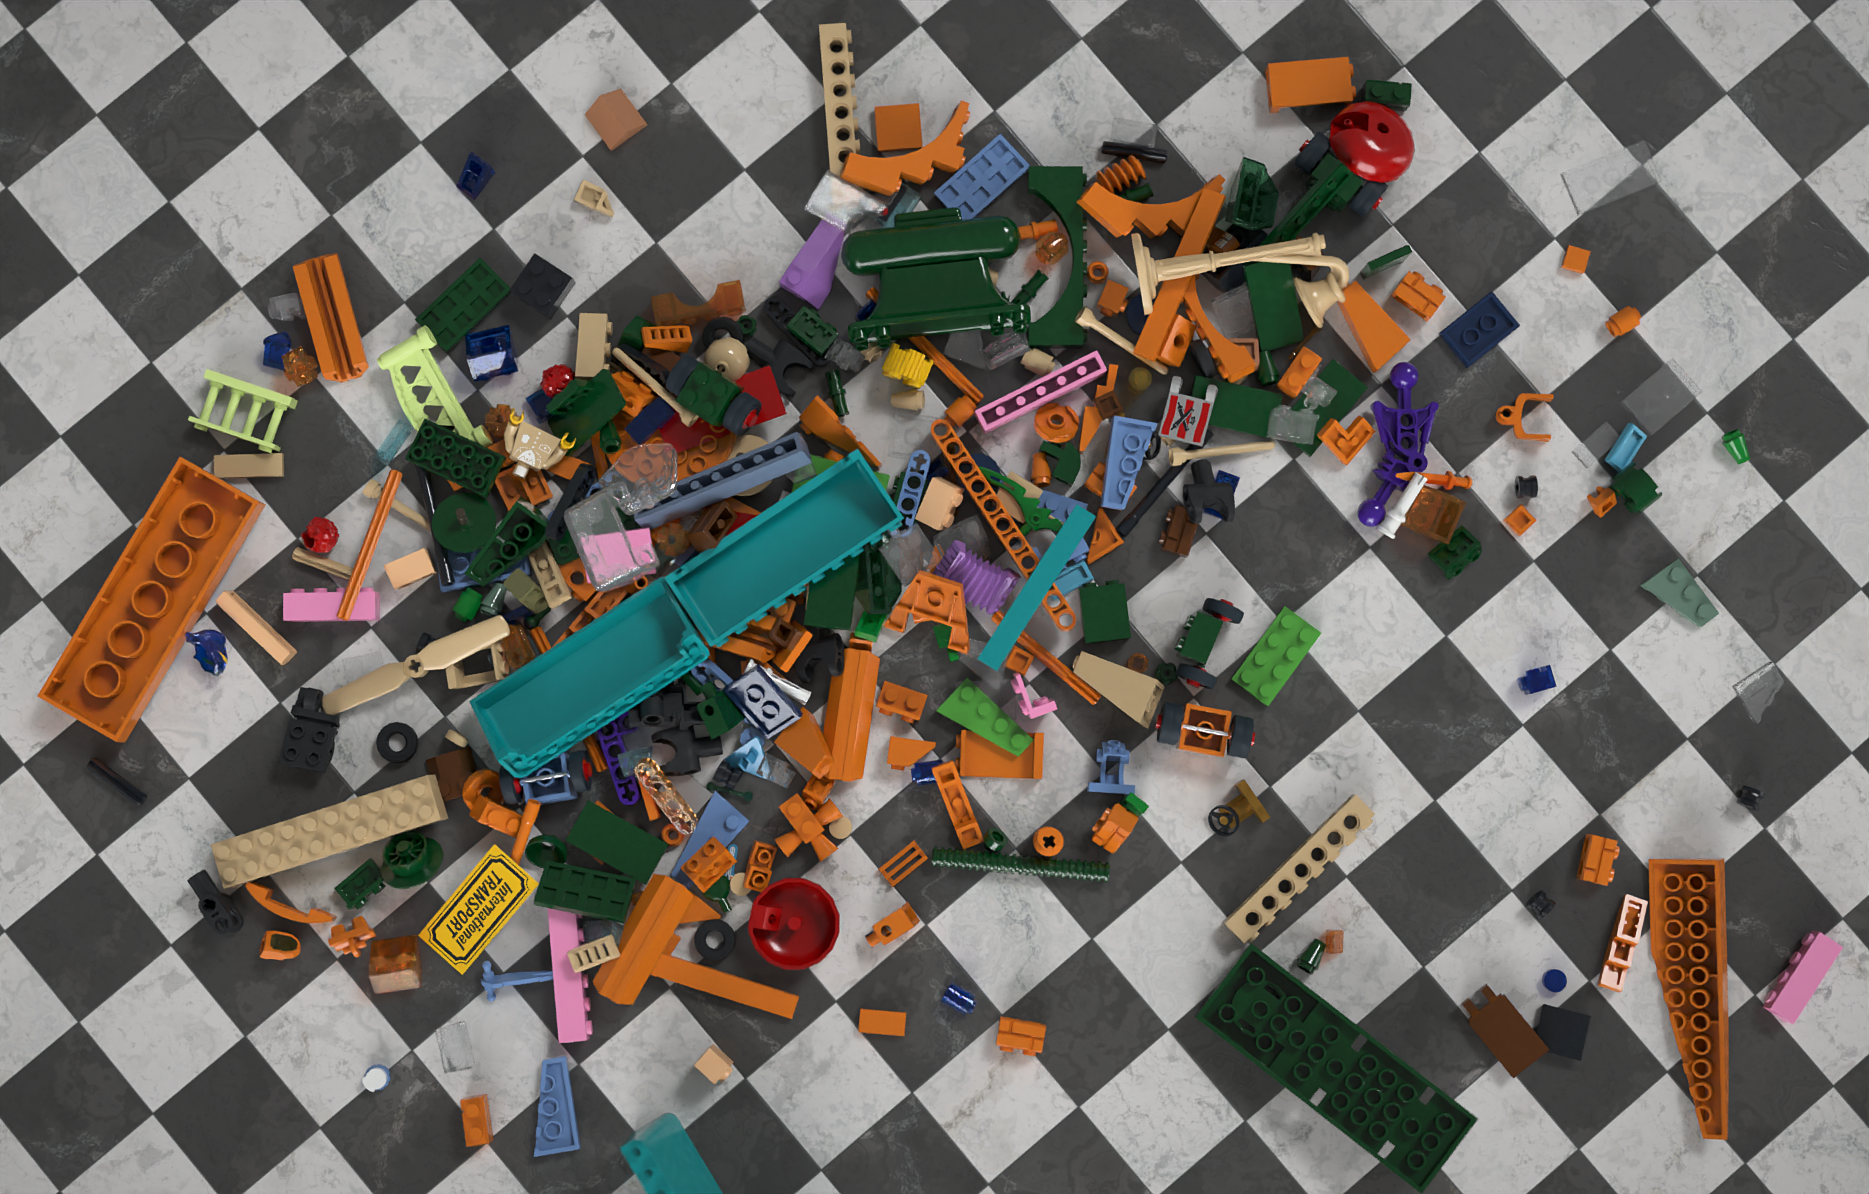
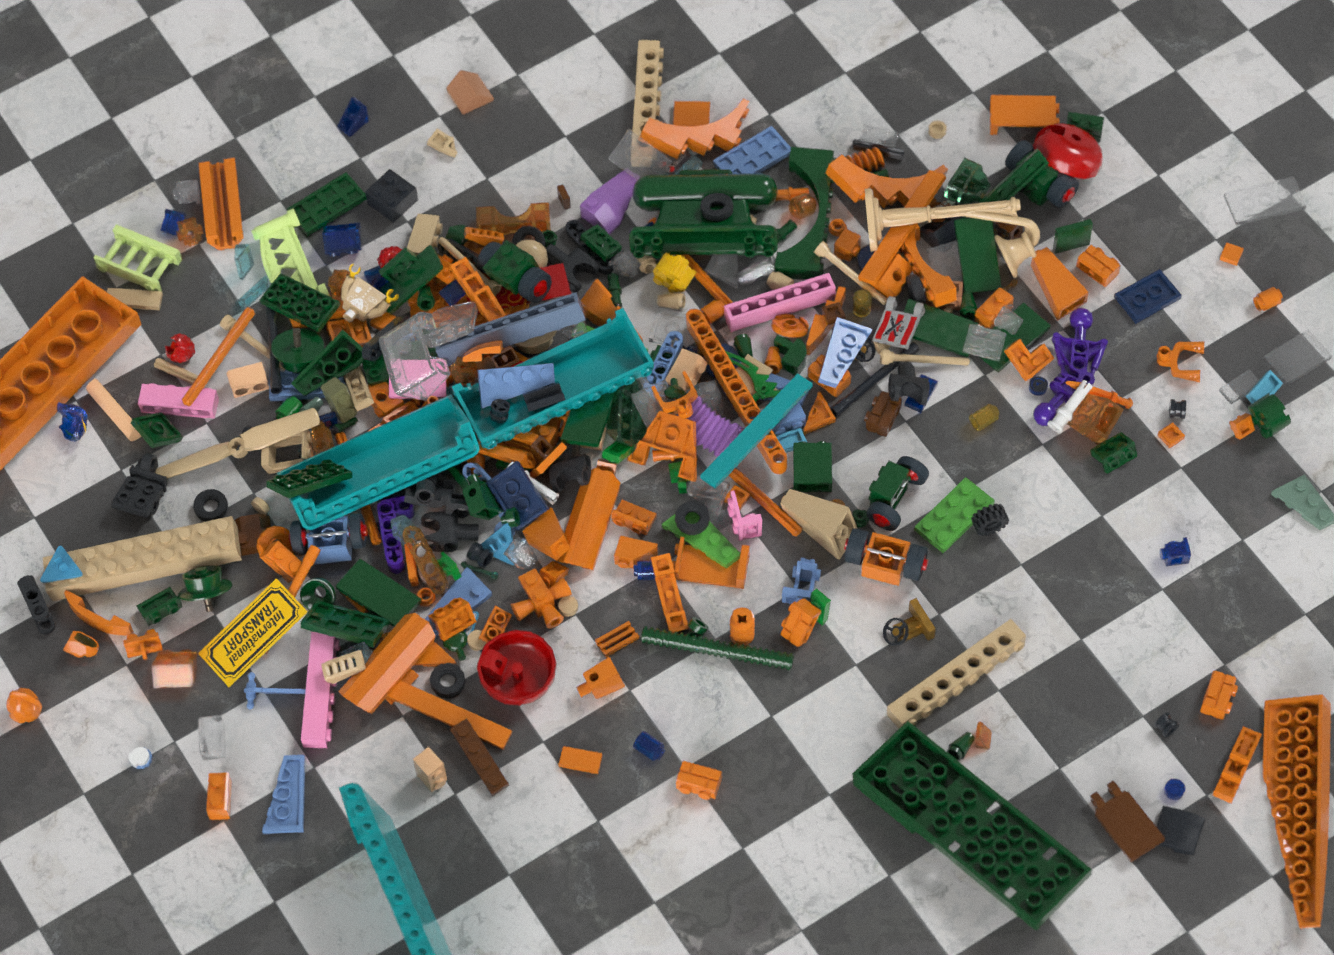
camera: 15 degrees right, 25 degrees down
(227, 1032) = (23, 705): none -> orange helmet
(235, 859) = (60, 567): none -> dark azure piece
(313, 651) = (156, 430): none -> dark green tile
(374, 404) = (243, 260): none -> clear light blue slope
(511, 717) = (309, 479): none -> dark green tile
(673, 428) = (477, 290): none -> orange slope
(693, 520) = (477, 352): none -> orange slope
(695, 802) = (449, 567): none -> green plate
(724, 590) = (499, 411): none -> black wheel
(732, 556) = (512, 381): none -> medium blue wing
(756, 265) = (563, 196): none -> reddish brown tile
(759, 732) = (511, 517): none -> dark green tile
(766, 1035) = (479, 757): none -> reddish brown plate
(775, 571) = (543, 396): none -> black slope
(931, 541) = (674, 391): none -> dark green rock
(944, 265) = (716, 215): none -> black tyre
(944, 564) = (679, 404): none -> orange piece
(986, 704) = (688, 507): none -> black tyre
(1003, 456) = (743, 345): none -> dark green cone
(1204, 114) = (937, 129): none -> tan tile
(1300, 522) = (984, 417): none -> clear yellow brick
(1320, 665) = (990, 519): none -> black tyre
(1359, 470) = (1038, 386): none -> tile

